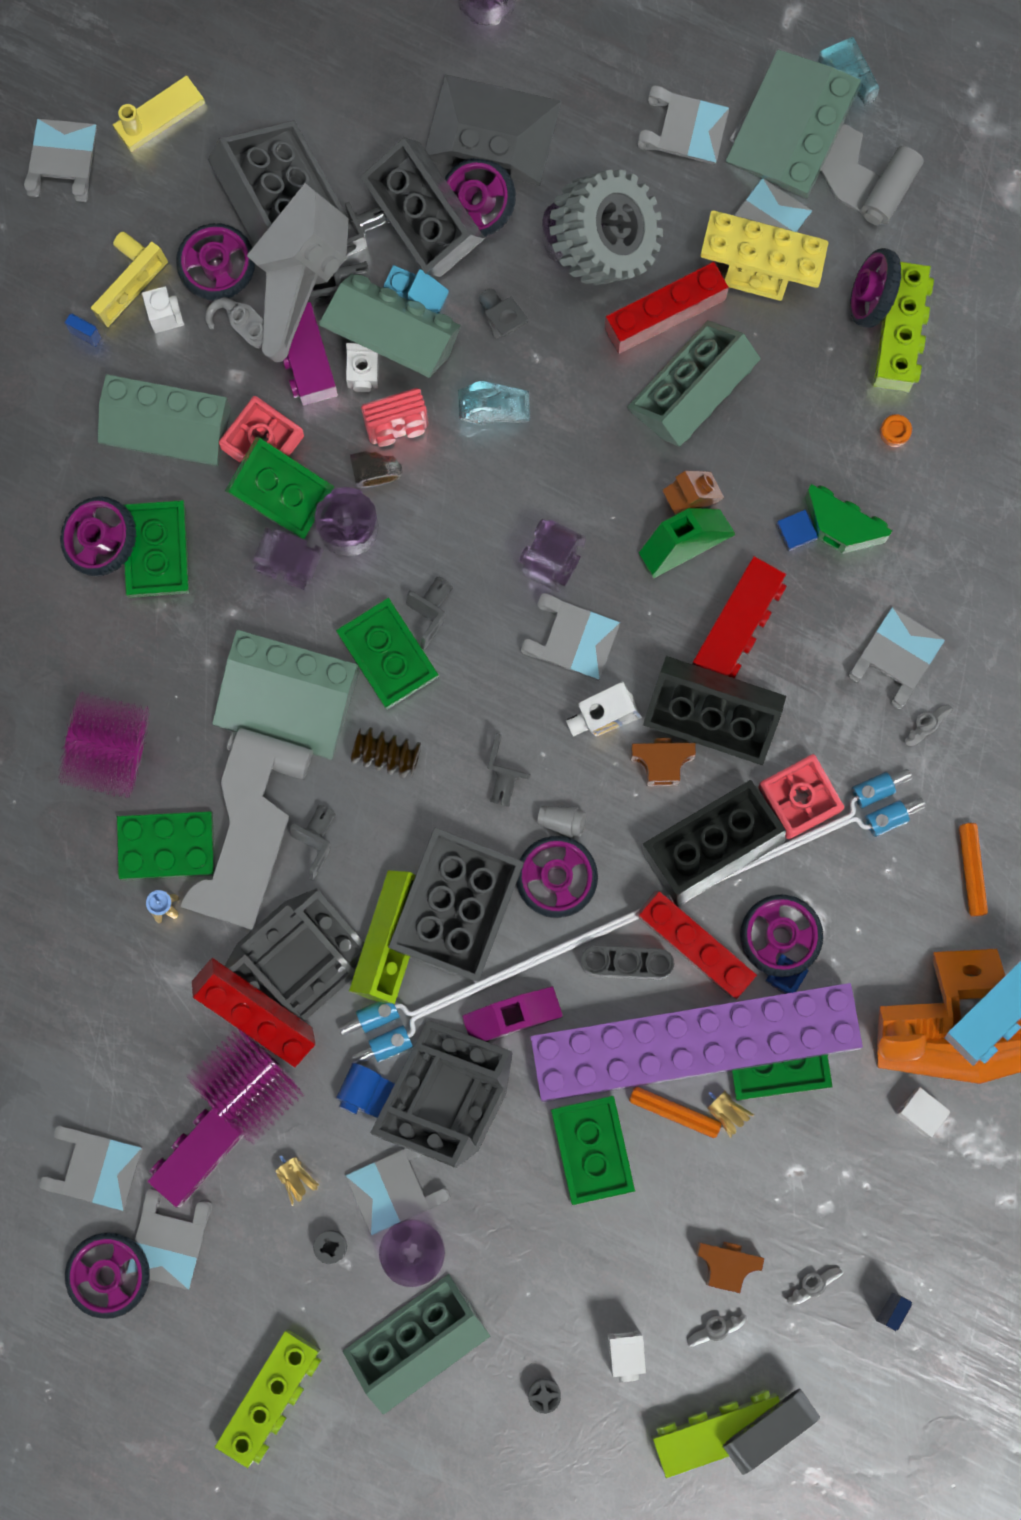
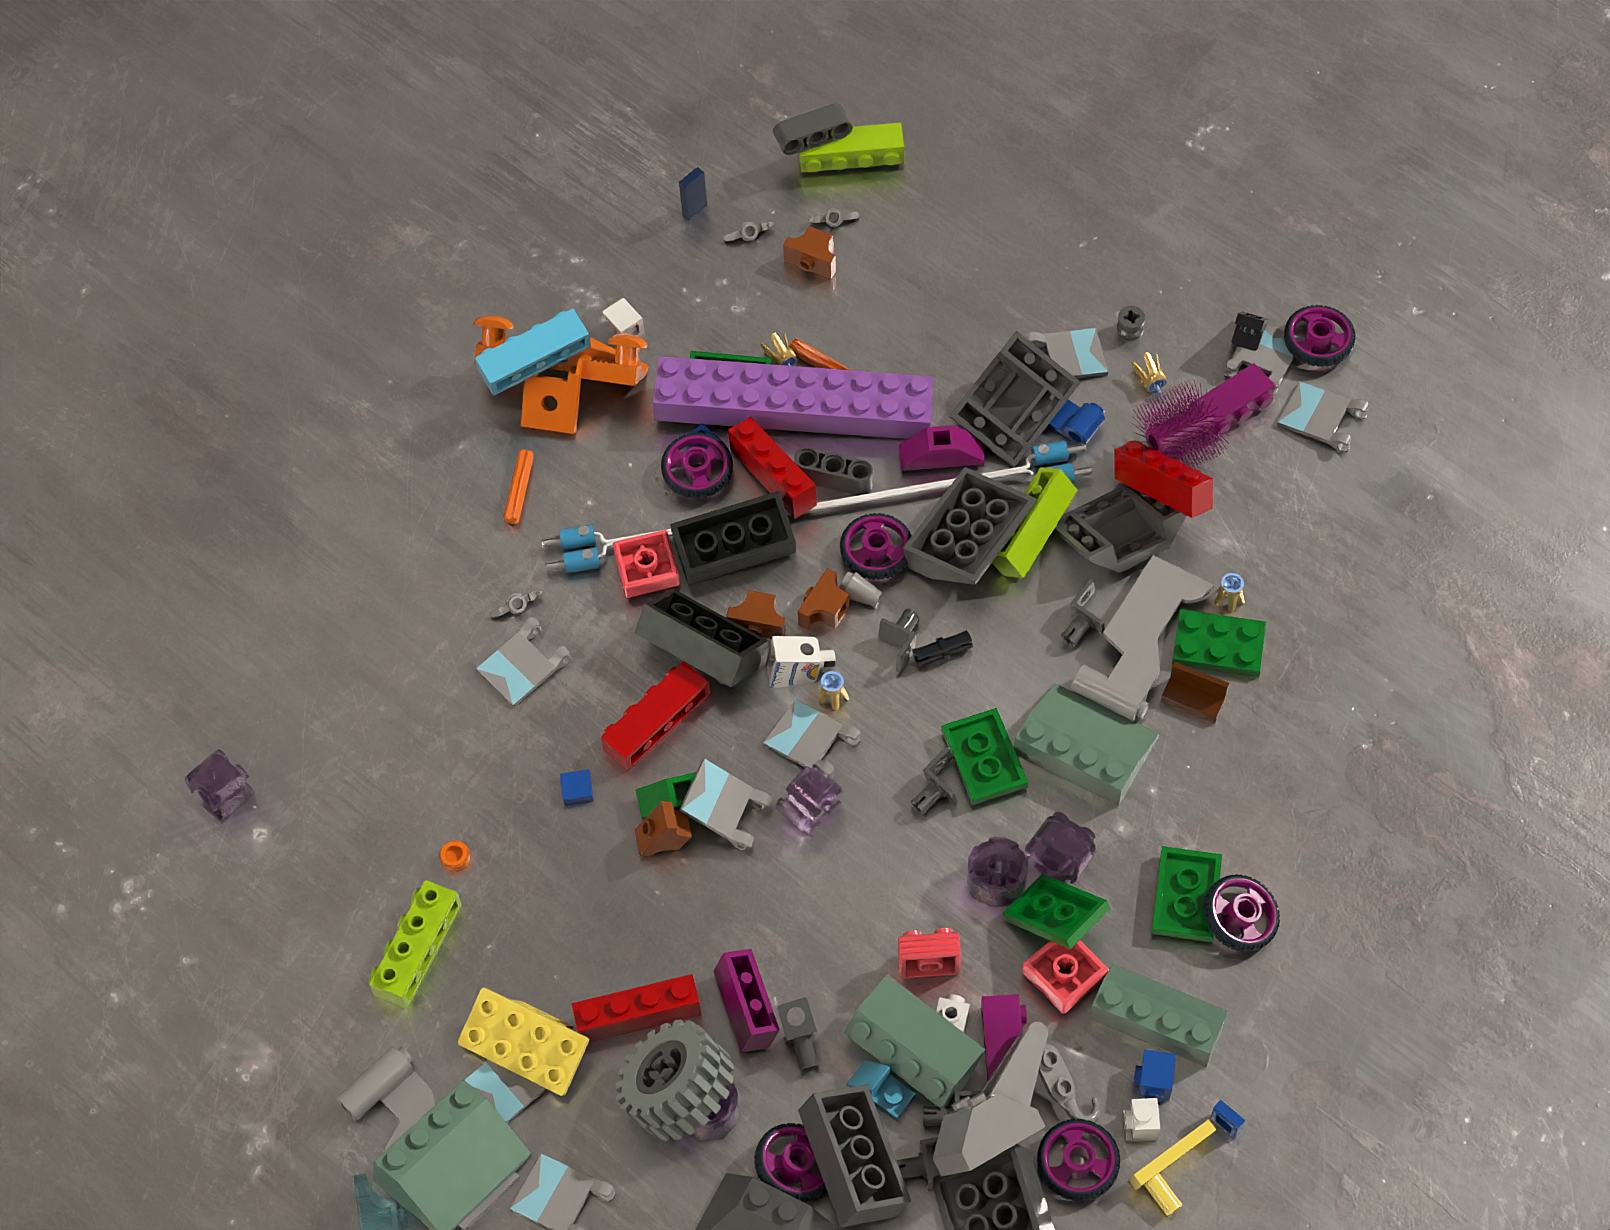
camera: 165 degrees left, 20 degrees down
(108, 746) = (1261, 712): magenta piece -> none
(157, 356) = (1155, 1075): none -> blue brick
(182, 774) = (1195, 692): none -> reddish brown panel
(188, 1266) = (1249, 330): none -> black slope
(267, 1399) = (1200, 233): lime brick -> none
(374, 469) = (961, 918): clear smoke rock -> none
(385, 753) = (1002, 671): dark brown piece -> none
(397, 1263) = (1064, 301): clear purple brick -> none
(415, 1344) = (1075, 247): sand green slope -> none
(457, 769) = (942, 648): none -> black pin
(492, 403) = (831, 953): clear light blue arch -> none
(545, 1401) = (981, 198): dark grey wheel -> none
(561, 689) = (832, 685): none -> piece
(562, 336) = (746, 1000): none -> magenta brick
(593, 1150) = (899, 342): green plate -> none
(596, 794) = (824, 603): none -> dark orange brick
(627, 1355) = (909, 211): white slope -> none
(644, 531) = (719, 801): none -> light grey flag
(694, 382) = (631, 935): sand green slope -> none
(843, 523) = (532, 777): green slope -> none
(875, 287) = (429, 971): wheel -> none

